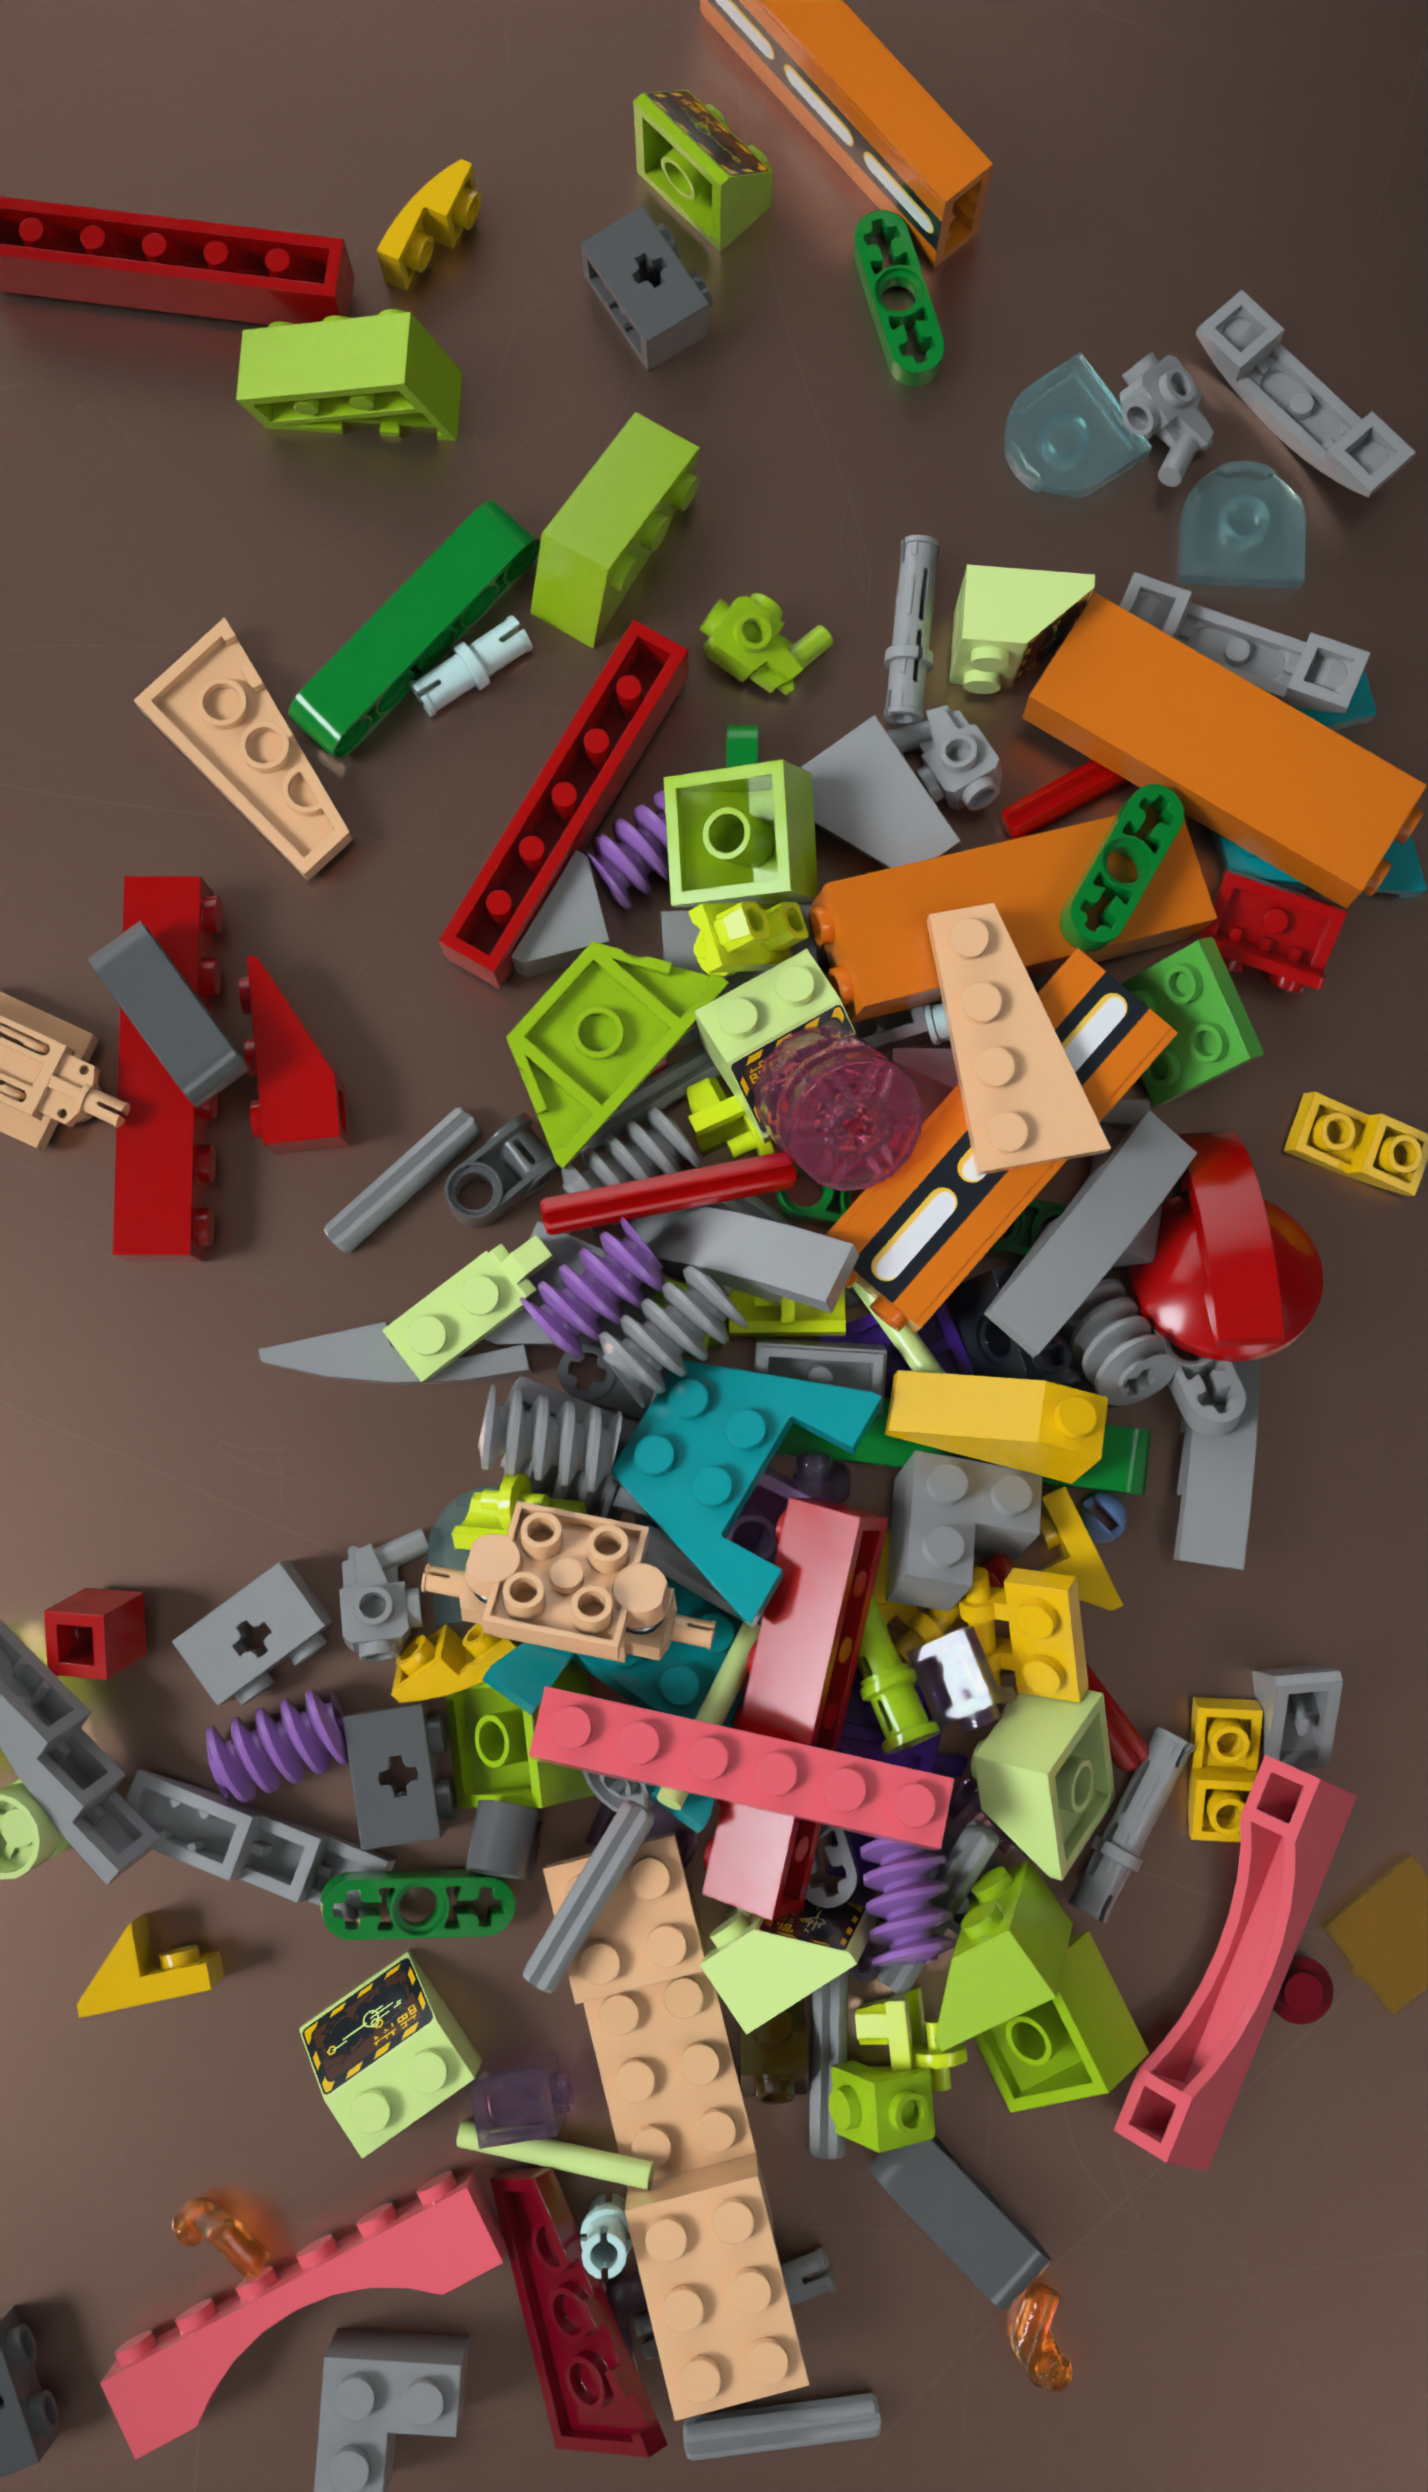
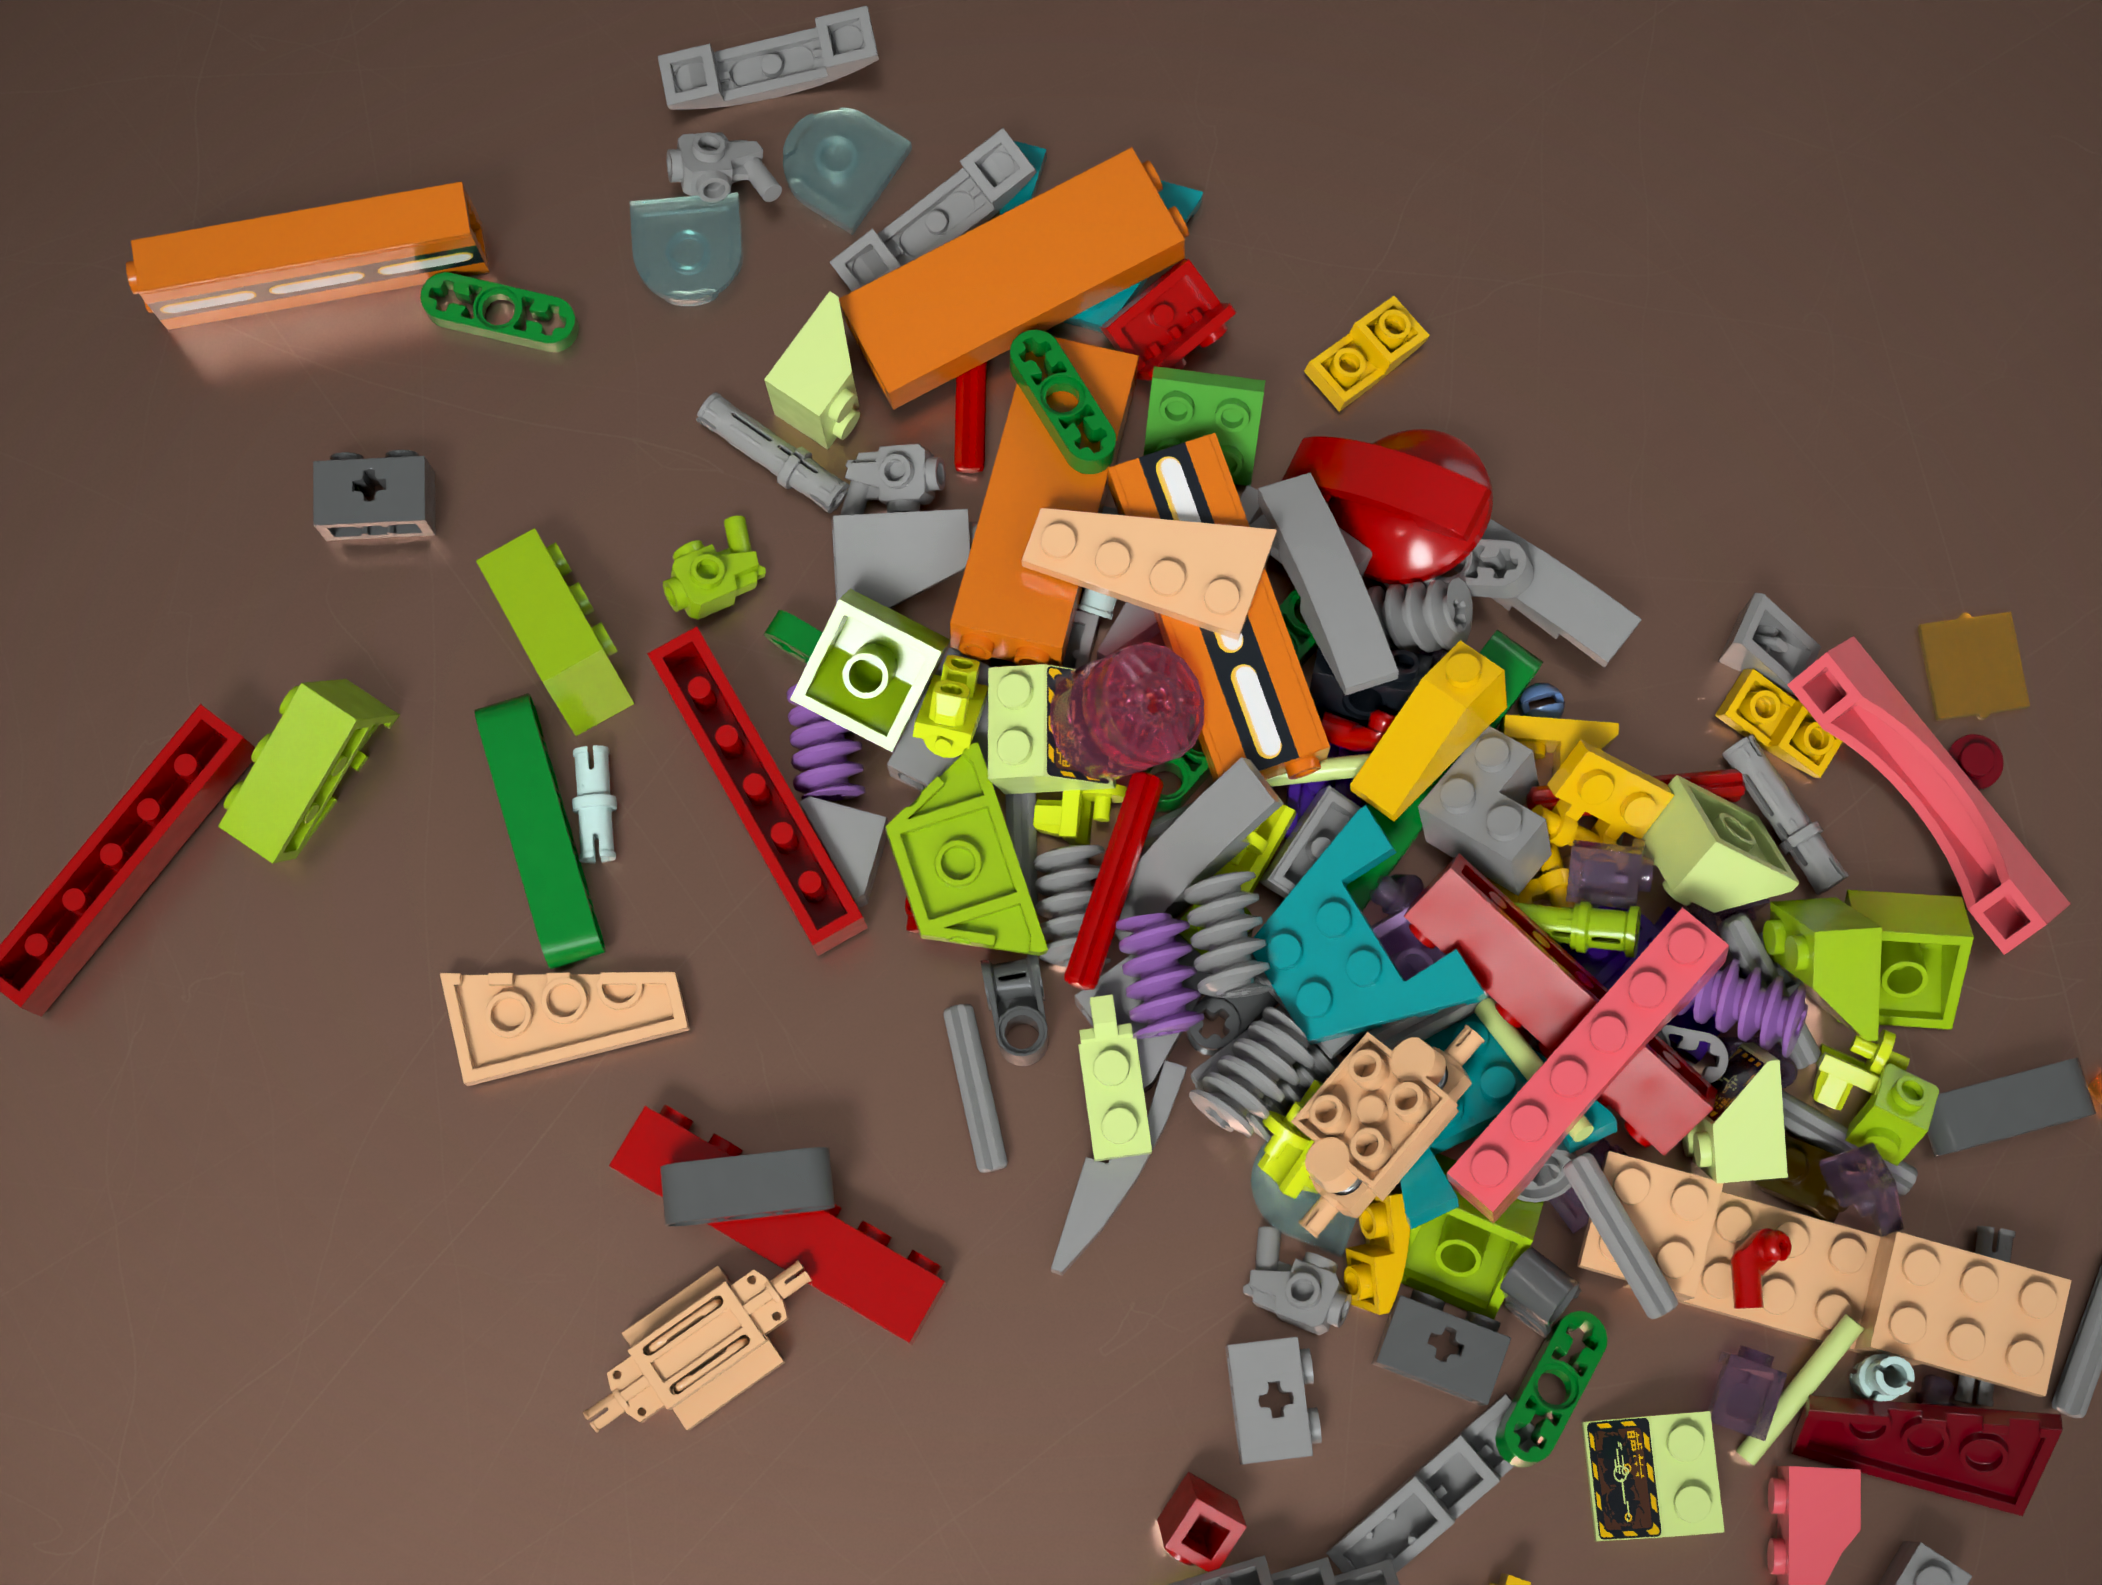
camera: 55 degrees left, 5 degrees down
(277, 1747) = (1368, 1429): medium lavender piece -> none
(297, 1087) = (850, 1122): red slope -> none
(432, 214) = (212, 627): yellow slope -> none
(651, 2038) = (1752, 1261): none -> red arm
(700, 165) = (304, 398): lime slope -> none
(793, 2111) = (1865, 1181): none -> bracket
(956, 1345) = (1356, 735): none -> red arm

